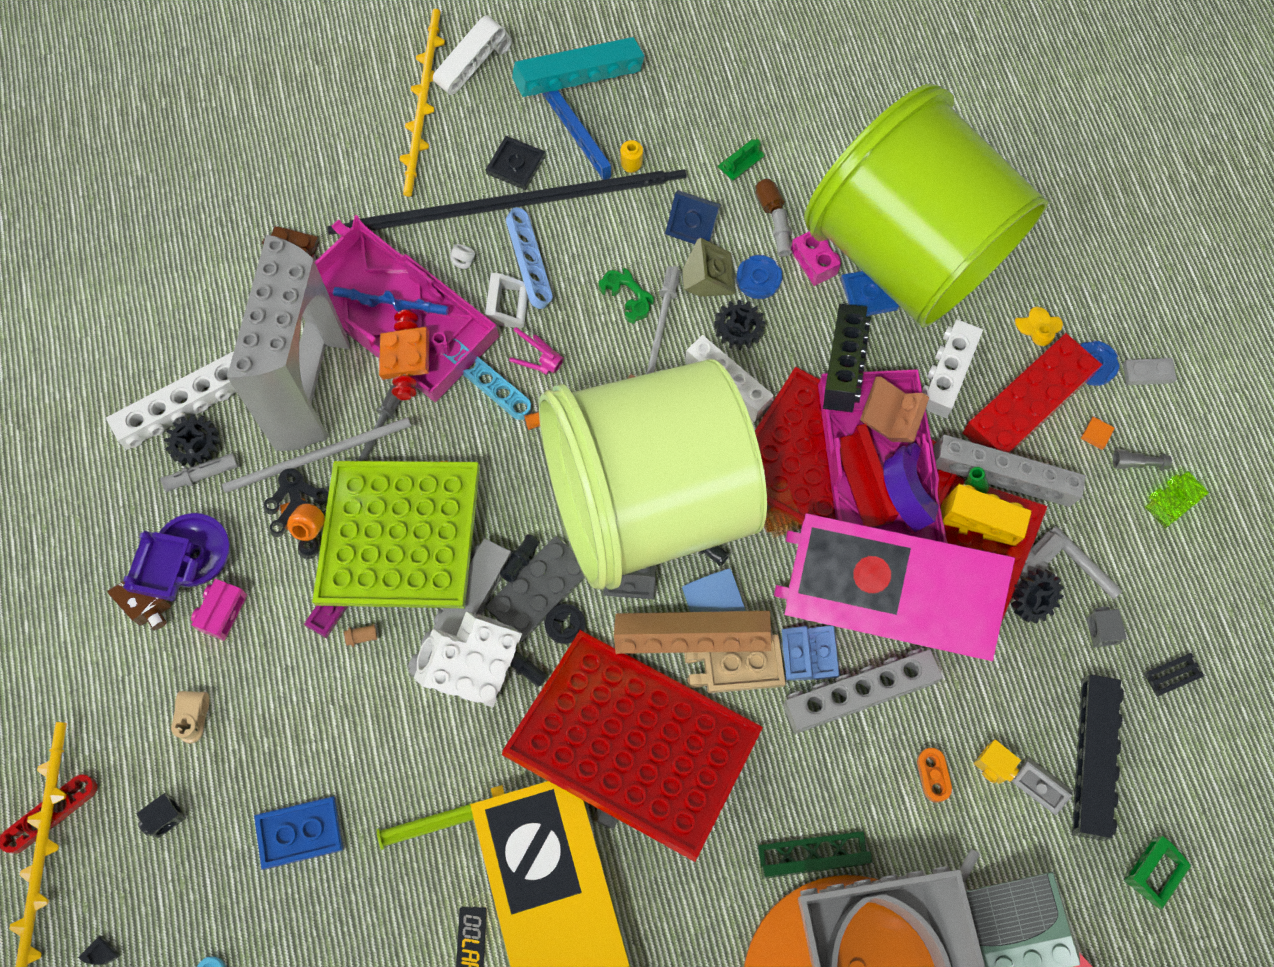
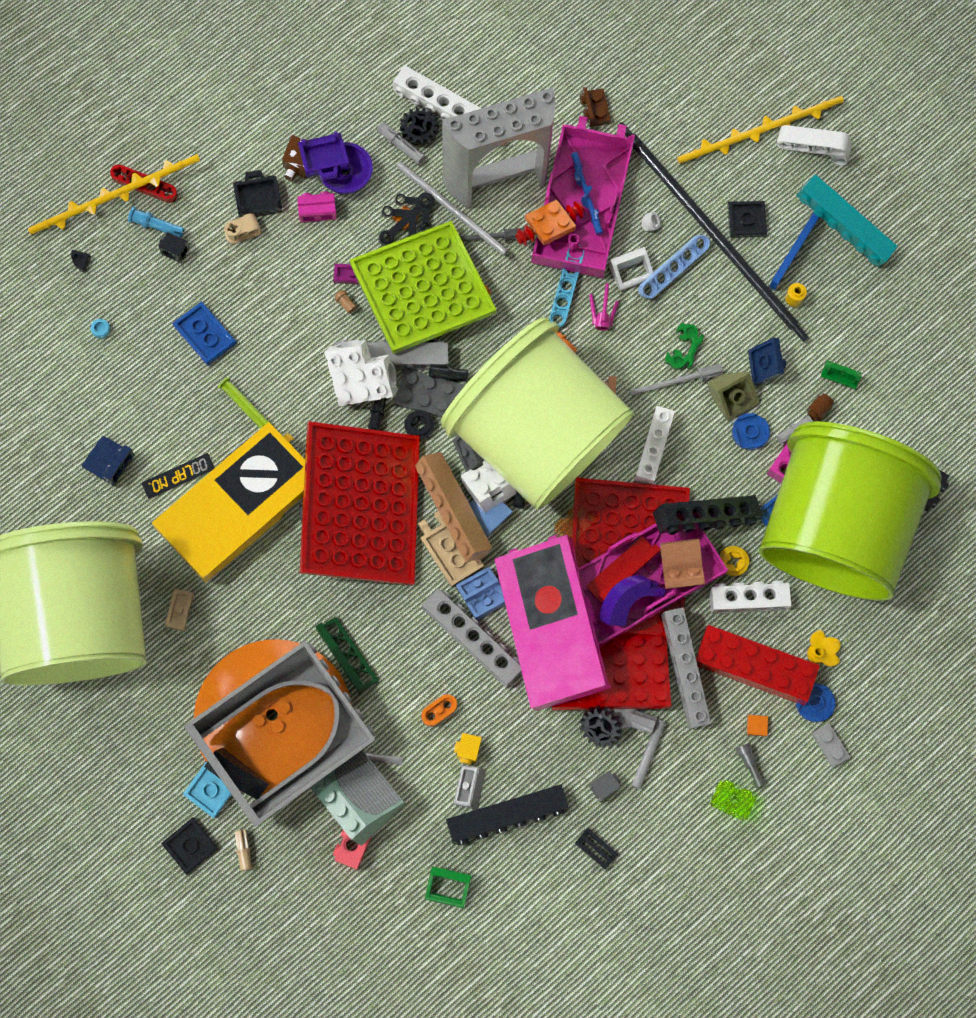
camera: 60 degrees right, 5 degrees up
(102, 832) = (147, 220): none -> dark azure pin
(158, 674) = (258, 195): none -> black piece
(306, 522) = (399, 226): orange head -> none
(686, 581) = (487, 487): none -> white piece
(740, 323) = (697, 429): black gear -> none
(906, 357) = (737, 553): none -> yellow gear
(977, 480) = (661, 648): green cone -> none
(985, 514) = (637, 661): yellow wedge -> none

